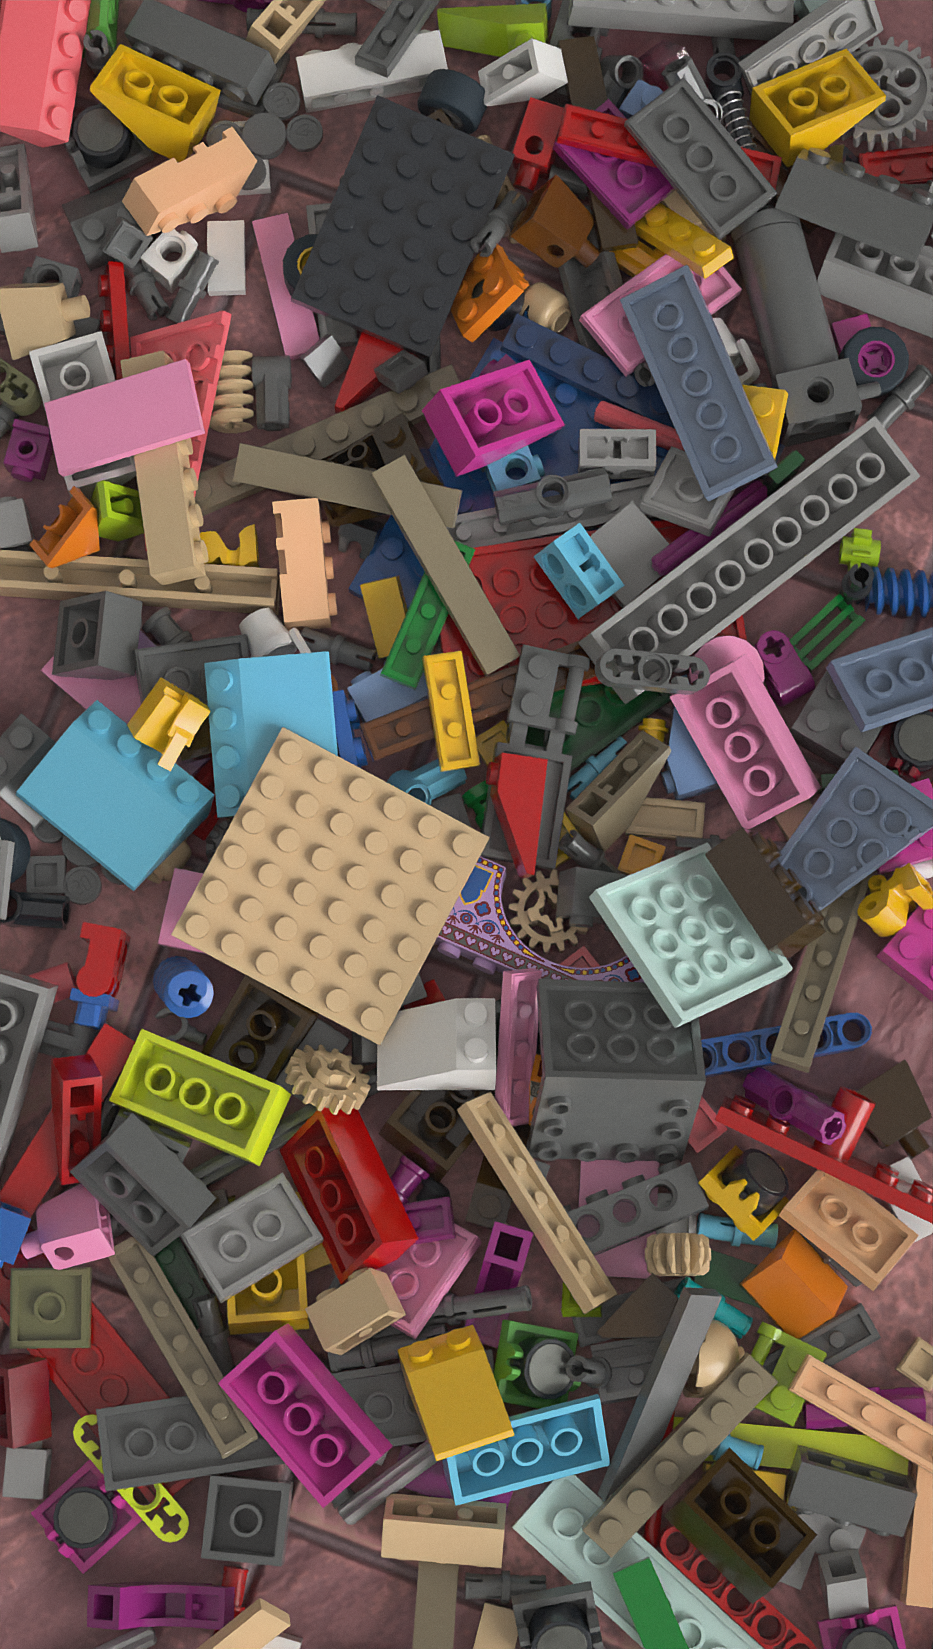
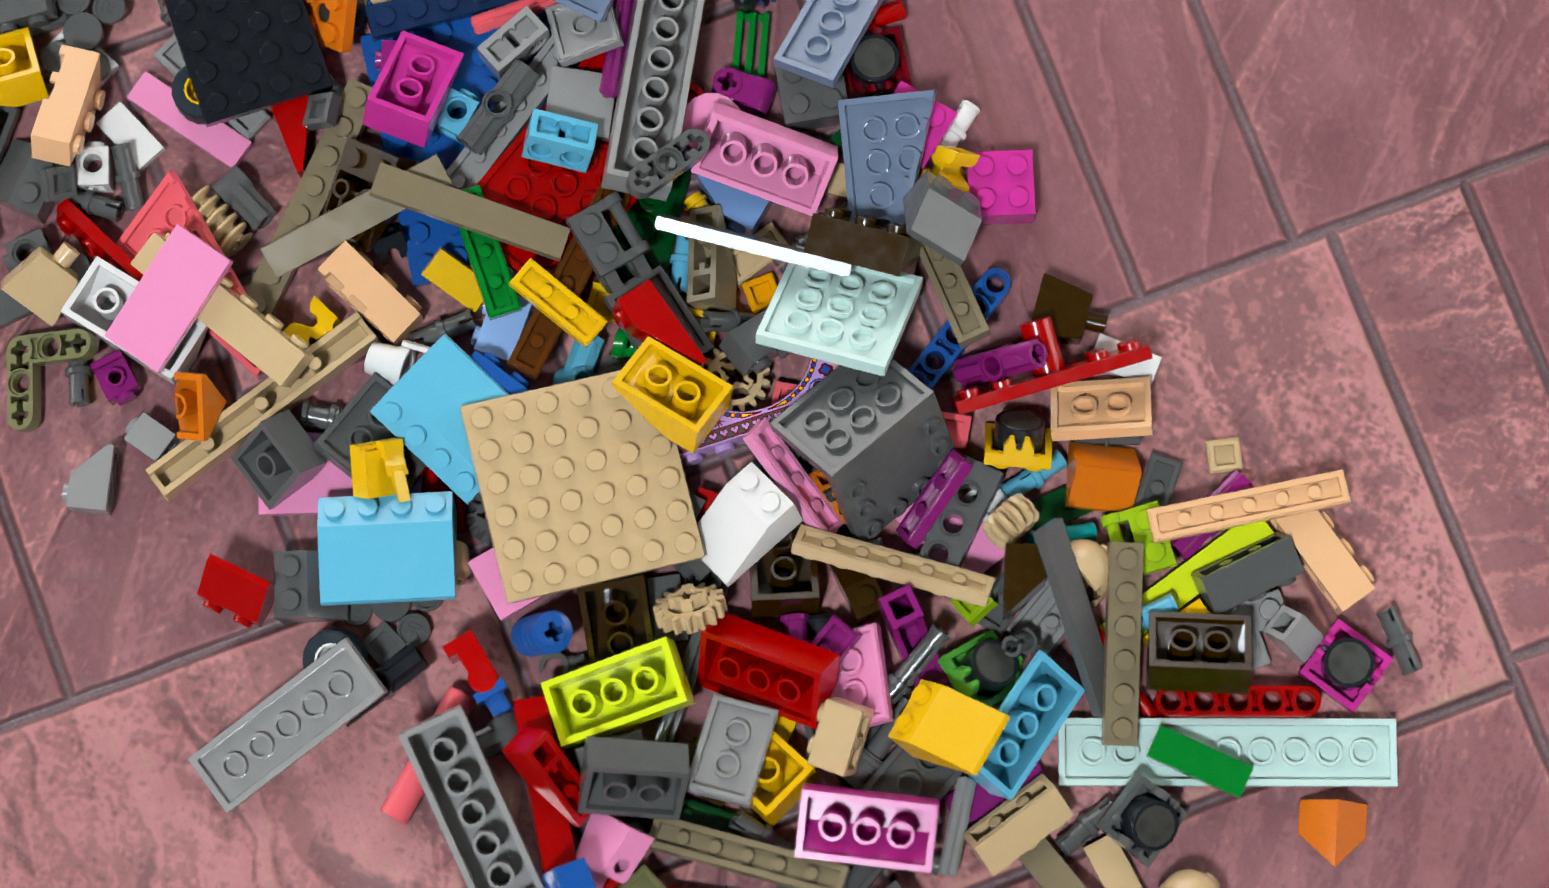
camera: 40 degrees left, 0 degrees up
(117, 511) = (218, 362): lime slope -> none
(325, 360) = (261, 147): dark grey tile -> none
(477, 878) = (673, 393): none -> yellow slope
(628, 1173) = (934, 498): none -> magenta tile
(663, 804) = (750, 244): none -> tile
(855, 930) = (942, 216): none -> slope

